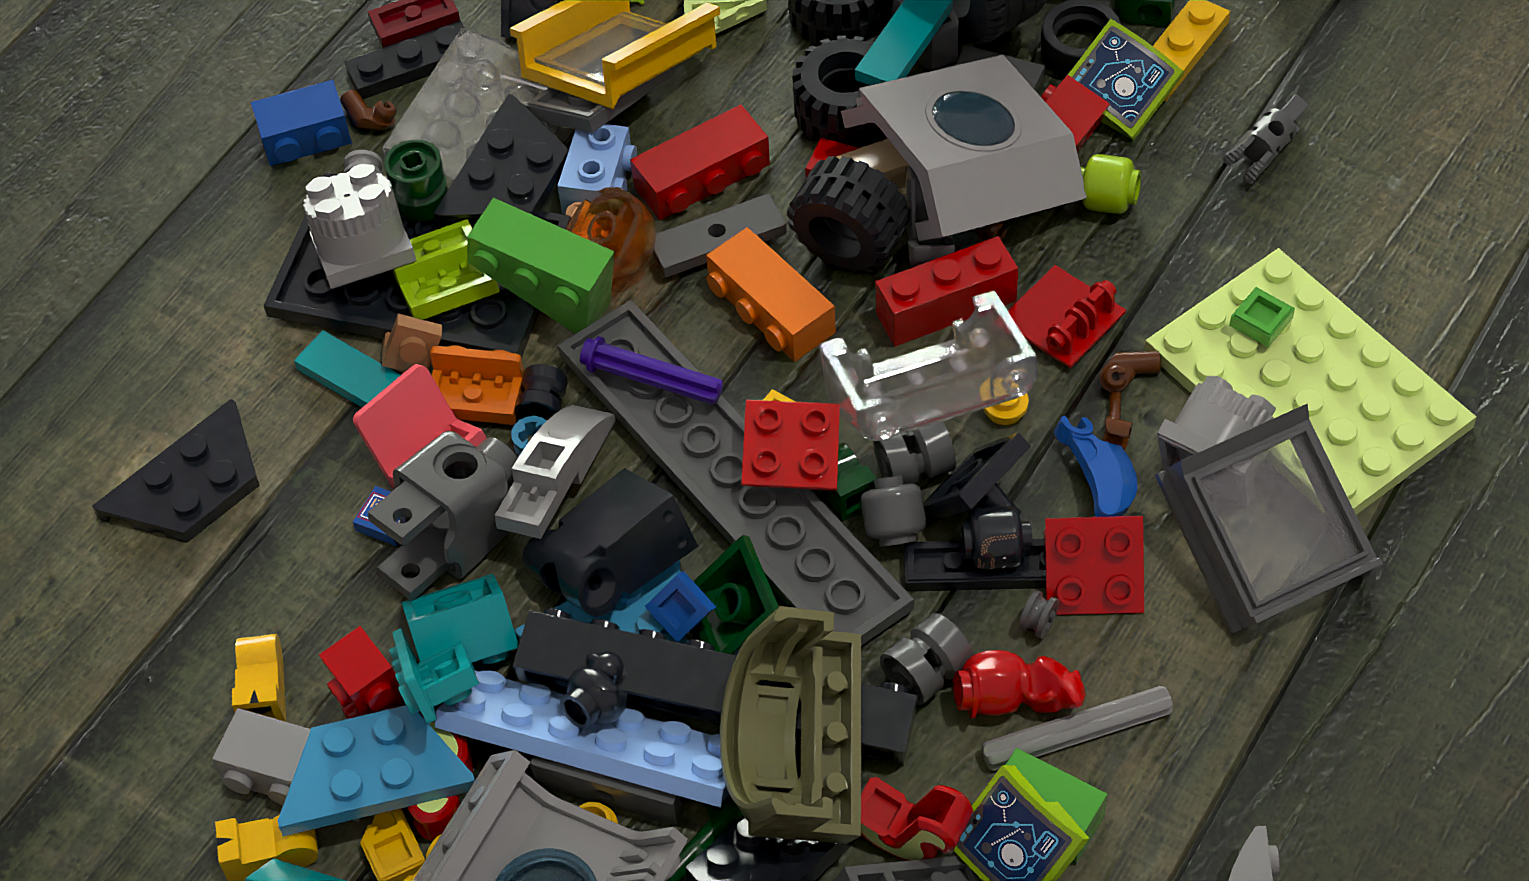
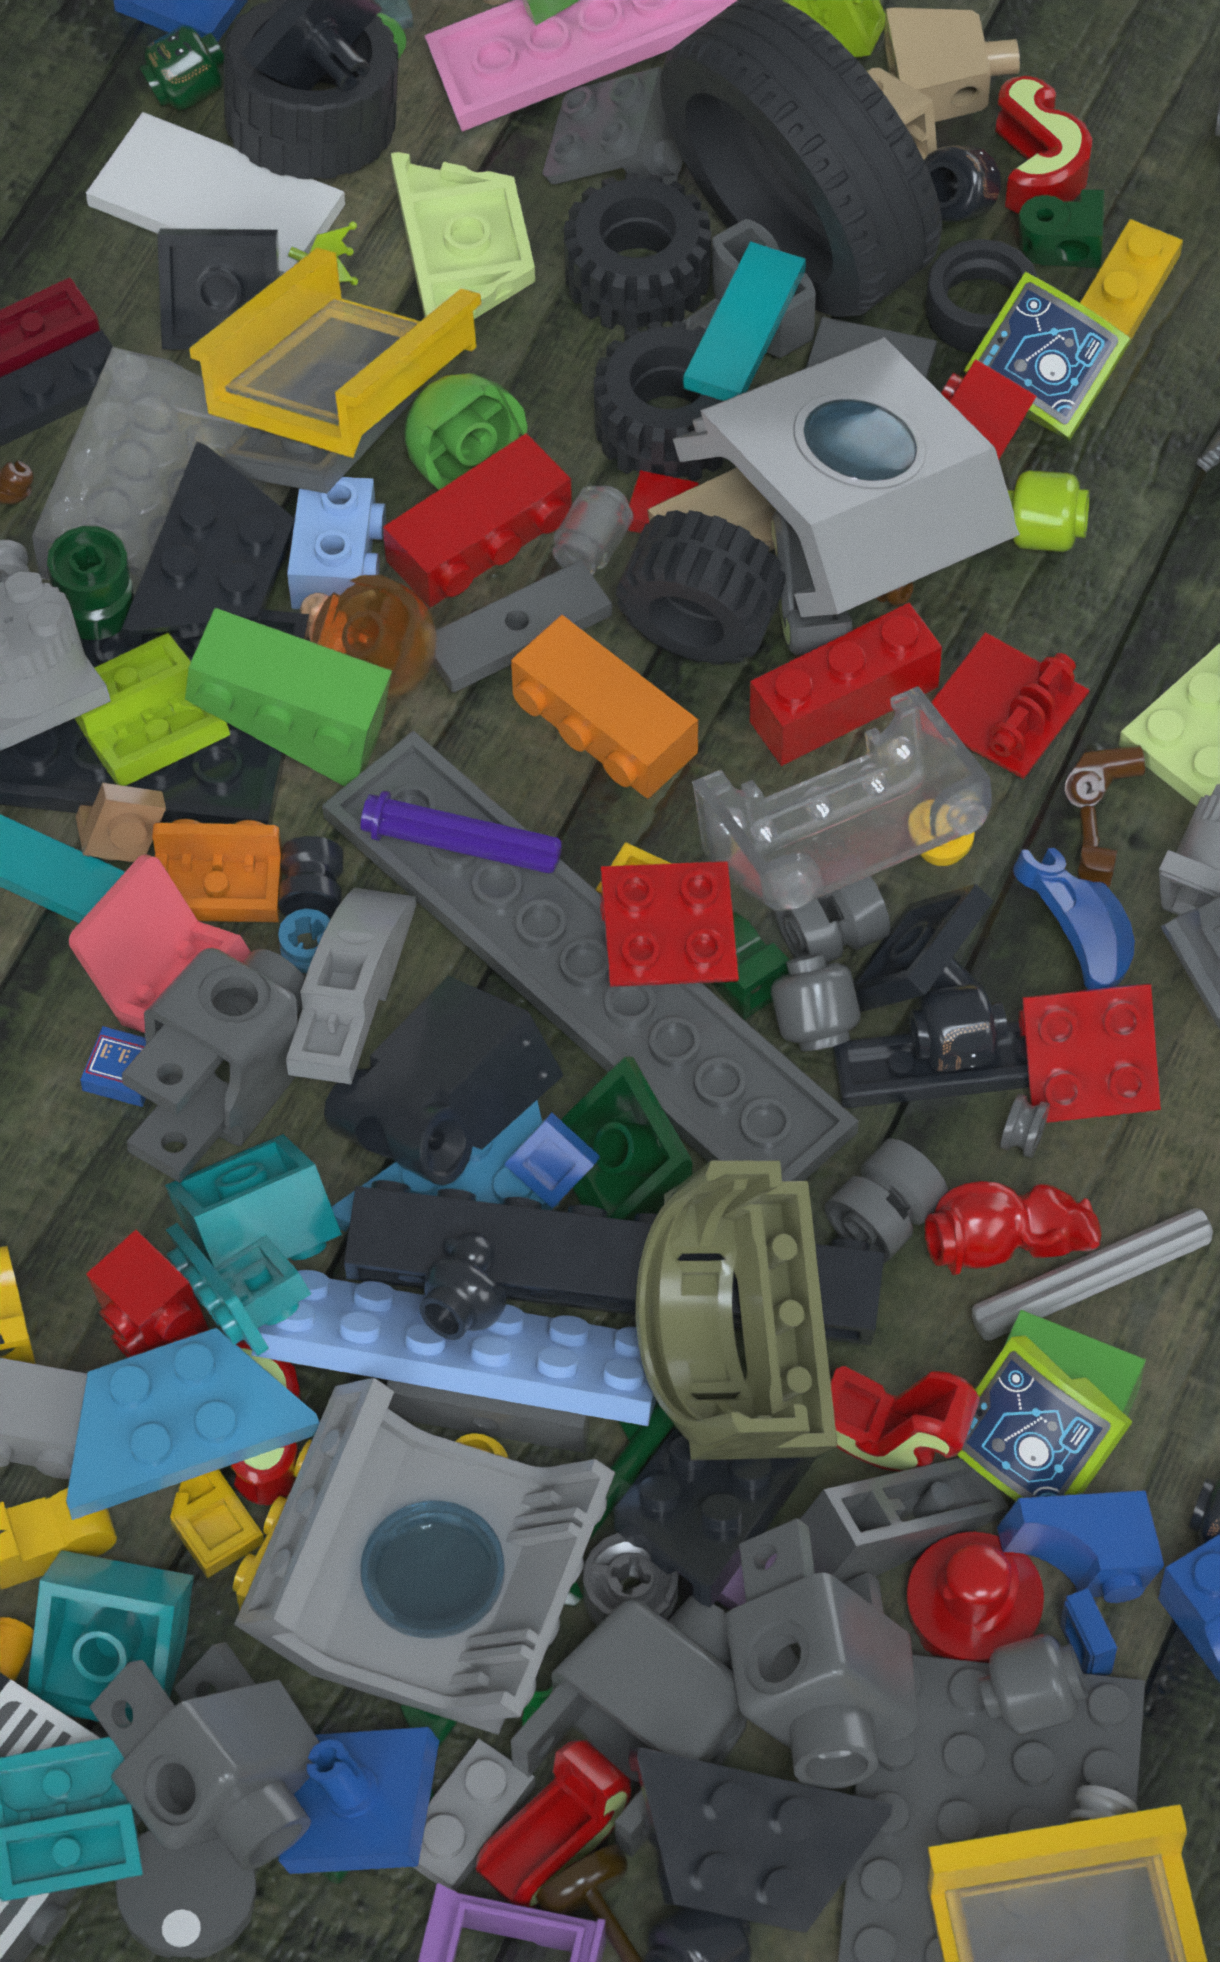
camera: 10 degrees left, 5 degrees up
(695, 94) = (460, 425): none -> bright green cylinder
(781, 172) = (593, 528): none -> clear brick

